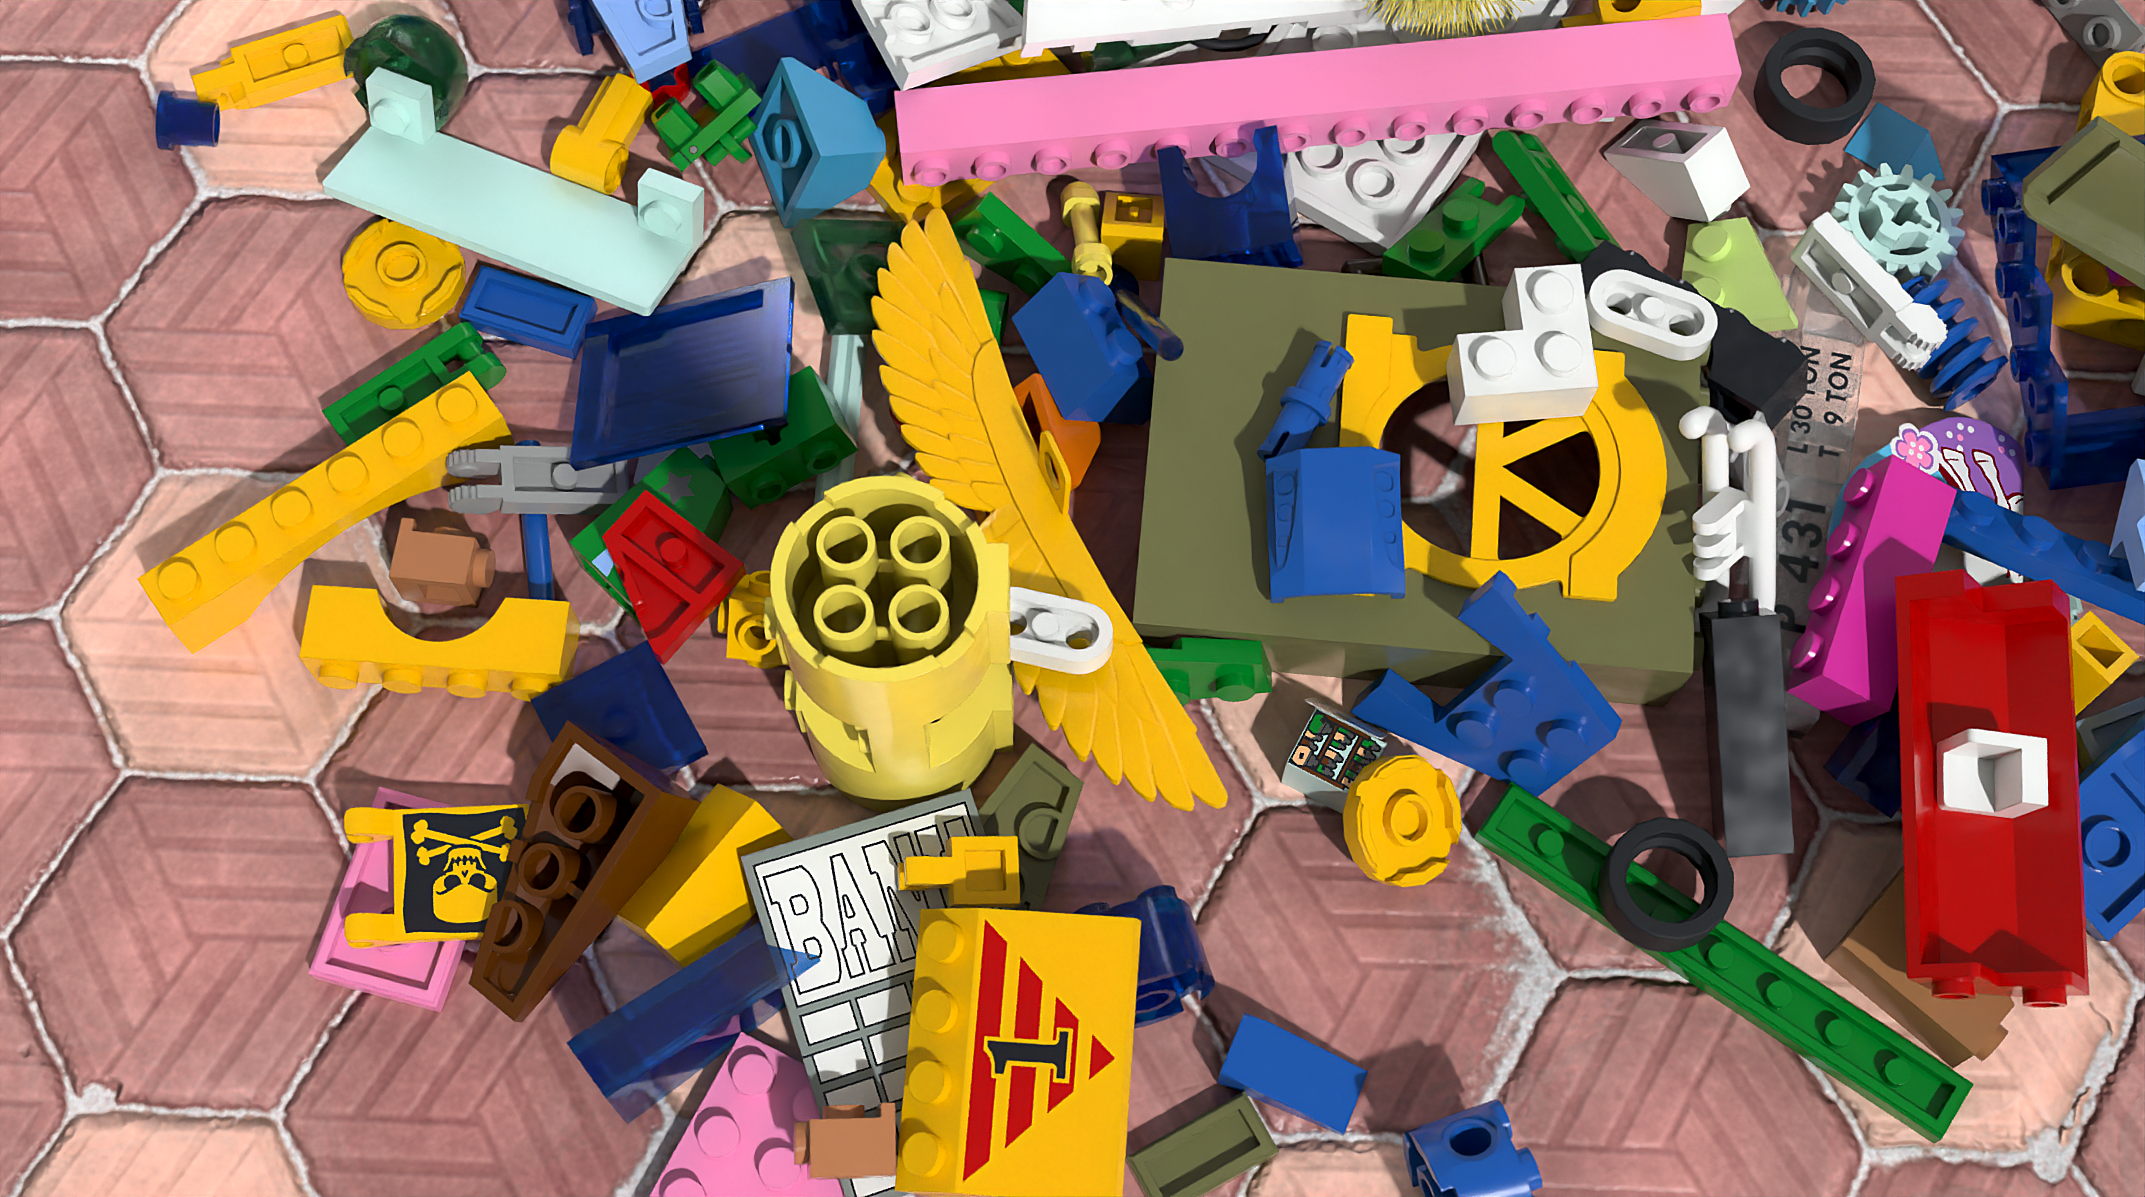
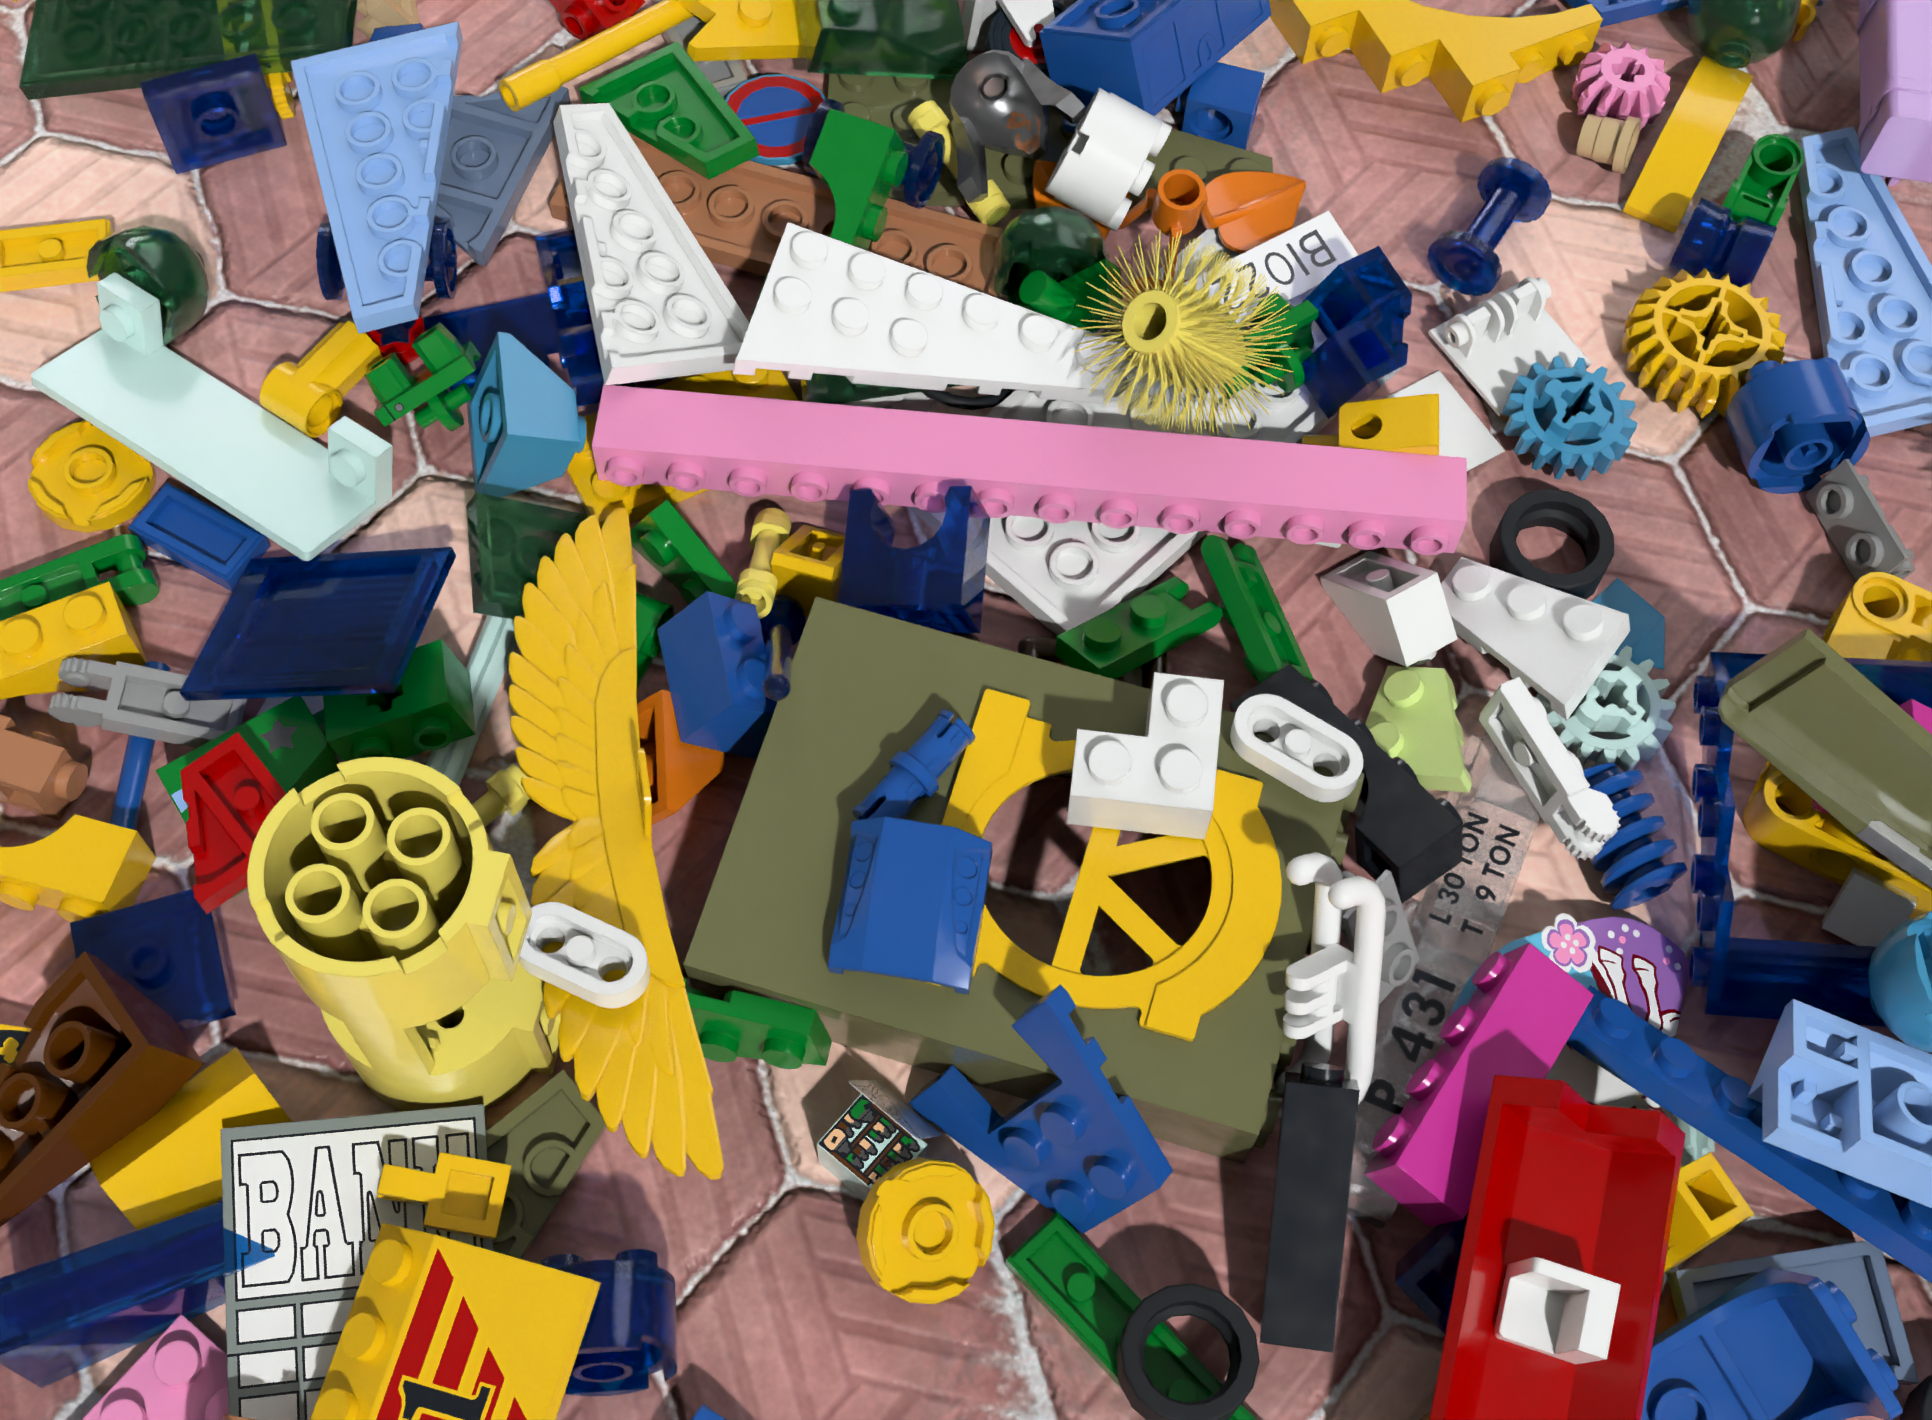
camera: 10 degrees right, 5 degrees down
(1821, 165) = (1534, 630): none -> white wing

